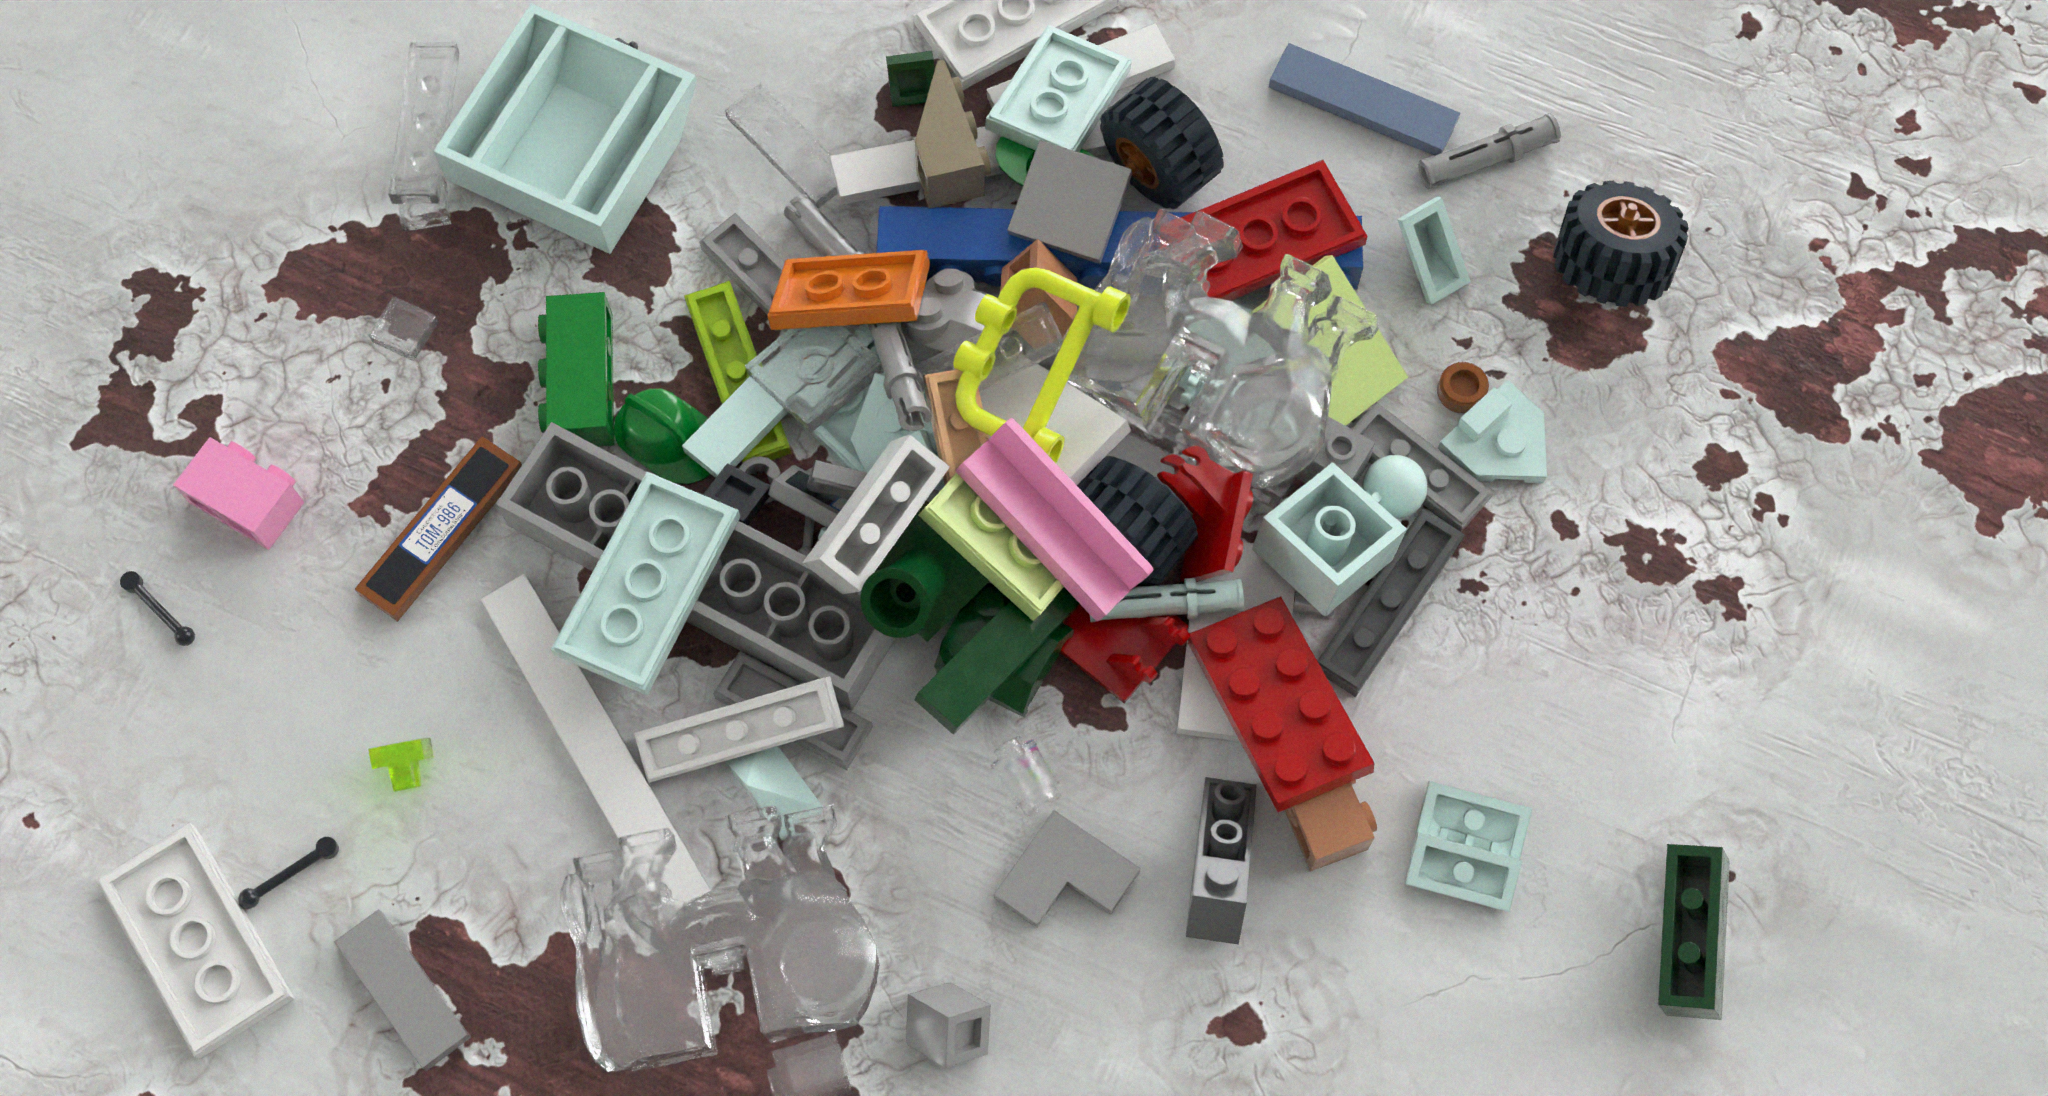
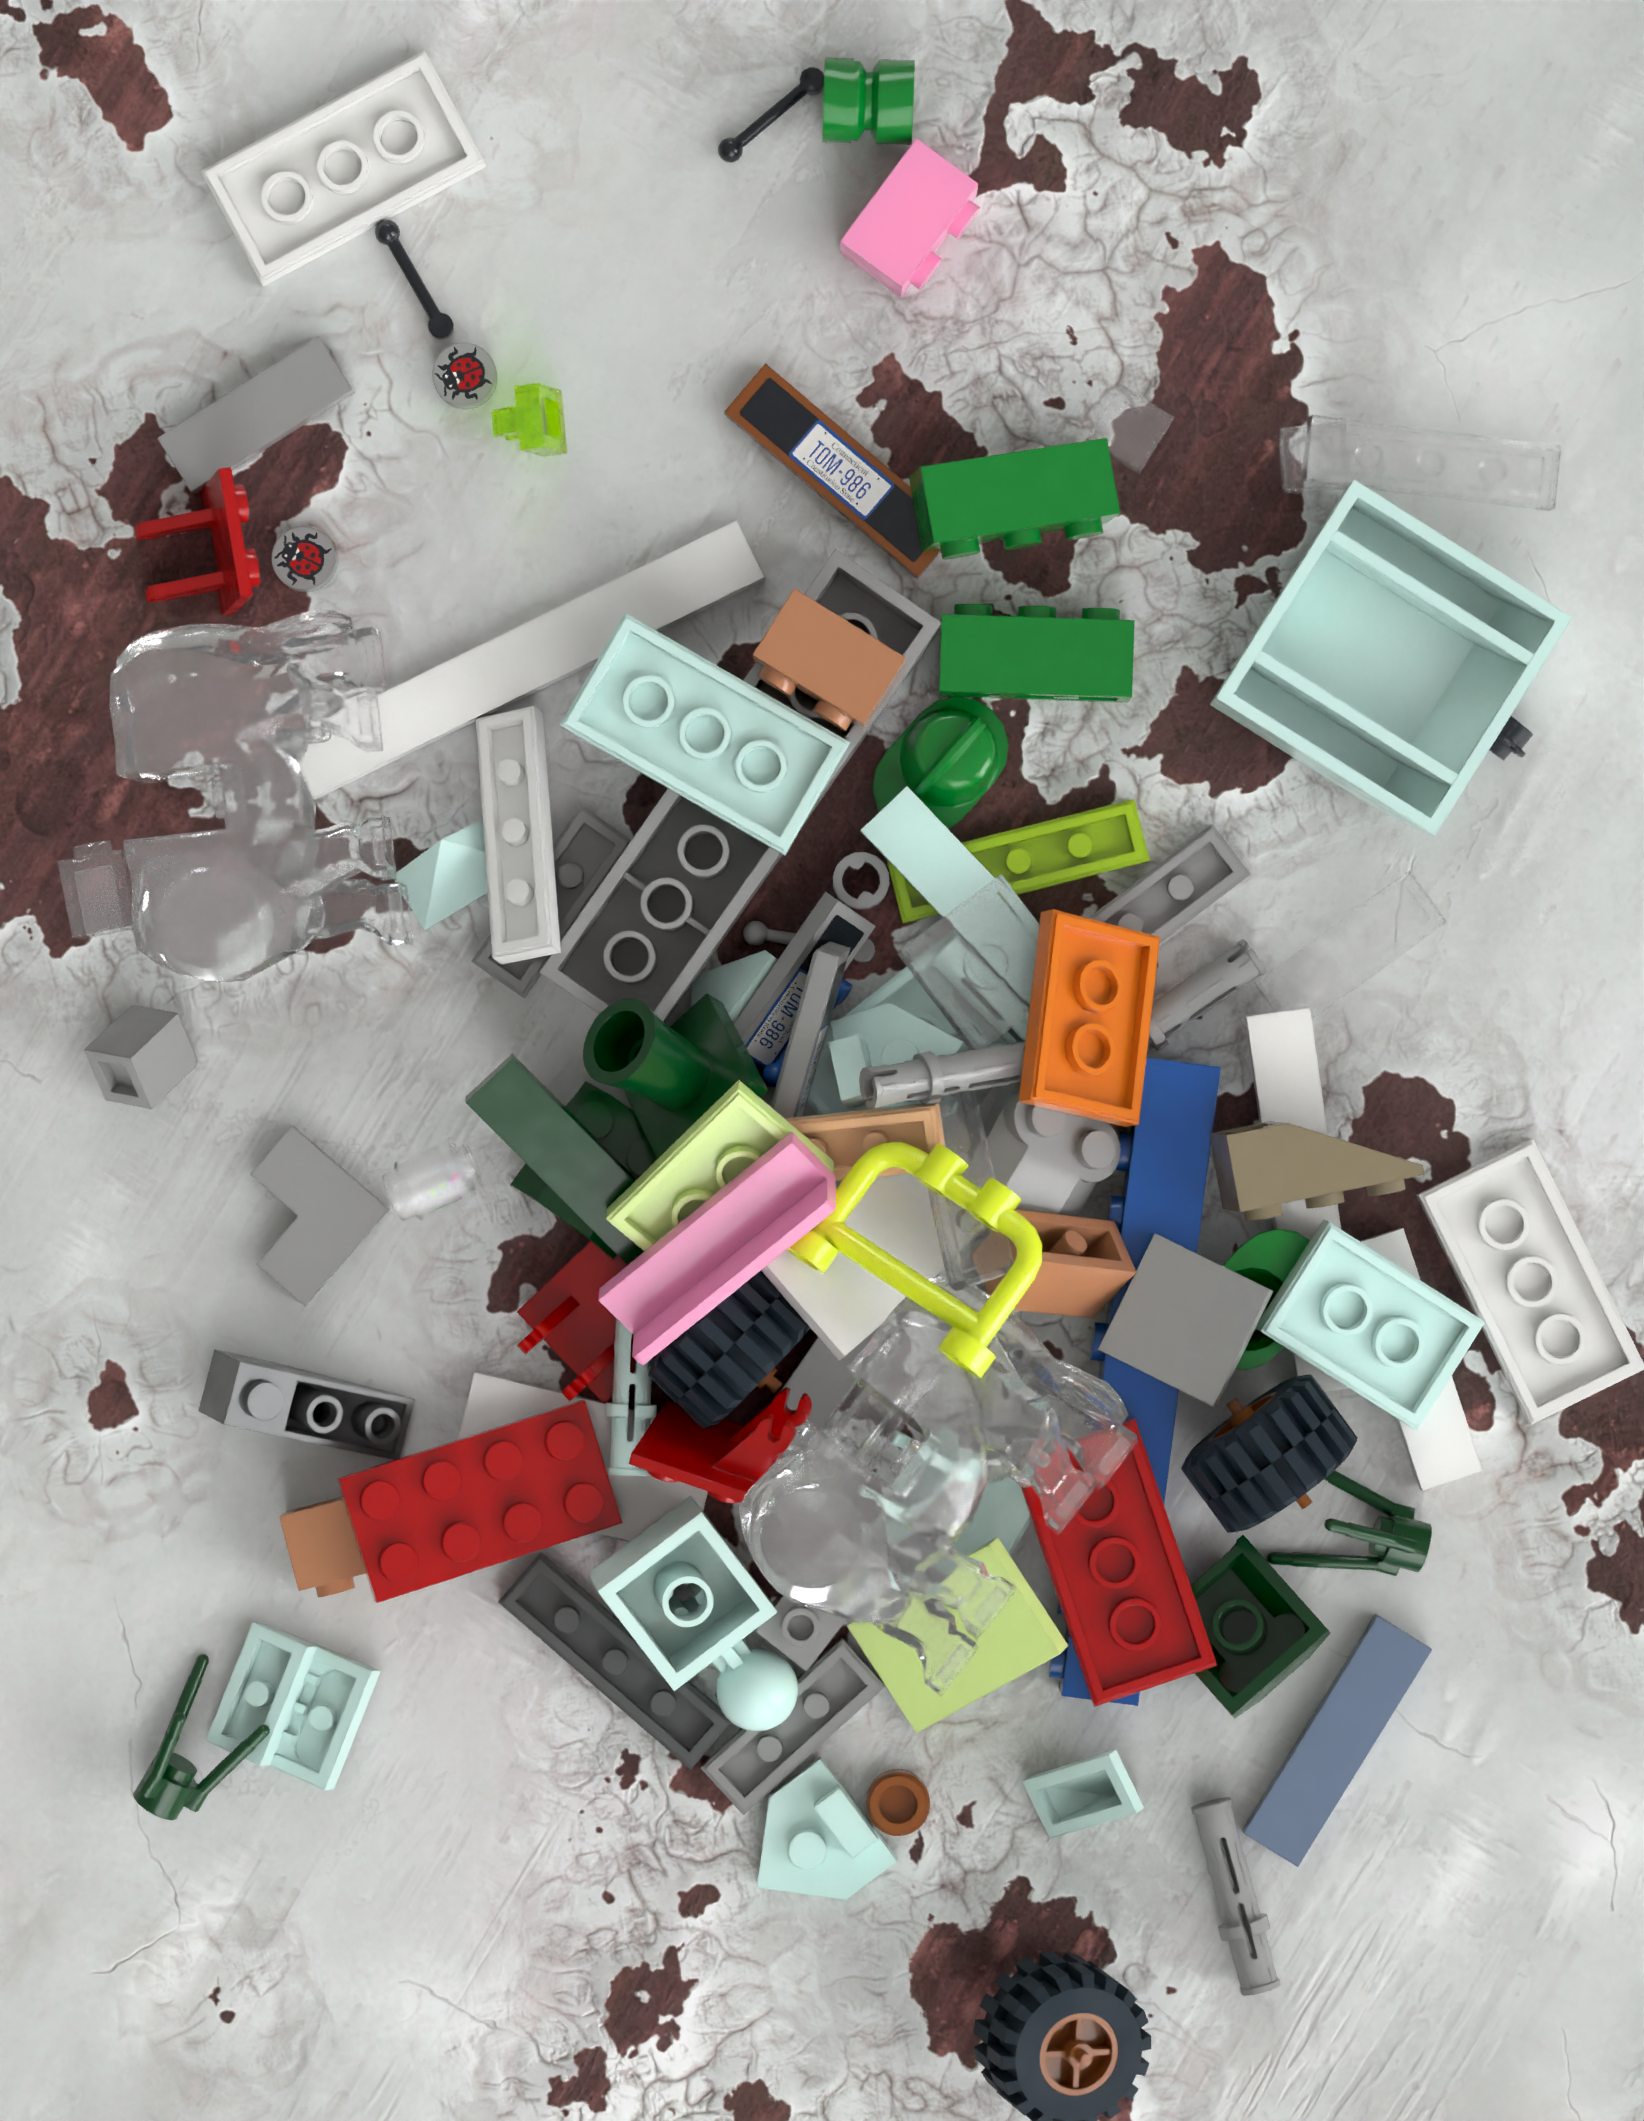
camera: 90 degrees right, 20 degrees up
(145, 529) = (868, 101): none -> green wheel
(367, 822) = (464, 375): none -> tile
(455, 393) = (1014, 498): none -> green brick
(506, 988) = (238, 567): none -> red plate
(522, 936) = (304, 559): none -> tile
(582, 490) = (826, 660): none -> nougat brick
(739, 491) = (827, 849): black tile -> none
(876, 514) = (745, 1027): white brick -> none
(910, 77) = (1429, 1128): dark green tile -> none
(1212, 75) = (1396, 1540): none -> dark green plant
(1287, 142) = (1253, 1626): none -> dark green slope
(1546, 934) = (170, 1777): none -> dark green plant
(1694, 932) = (147, 1953): dark green brick -> none

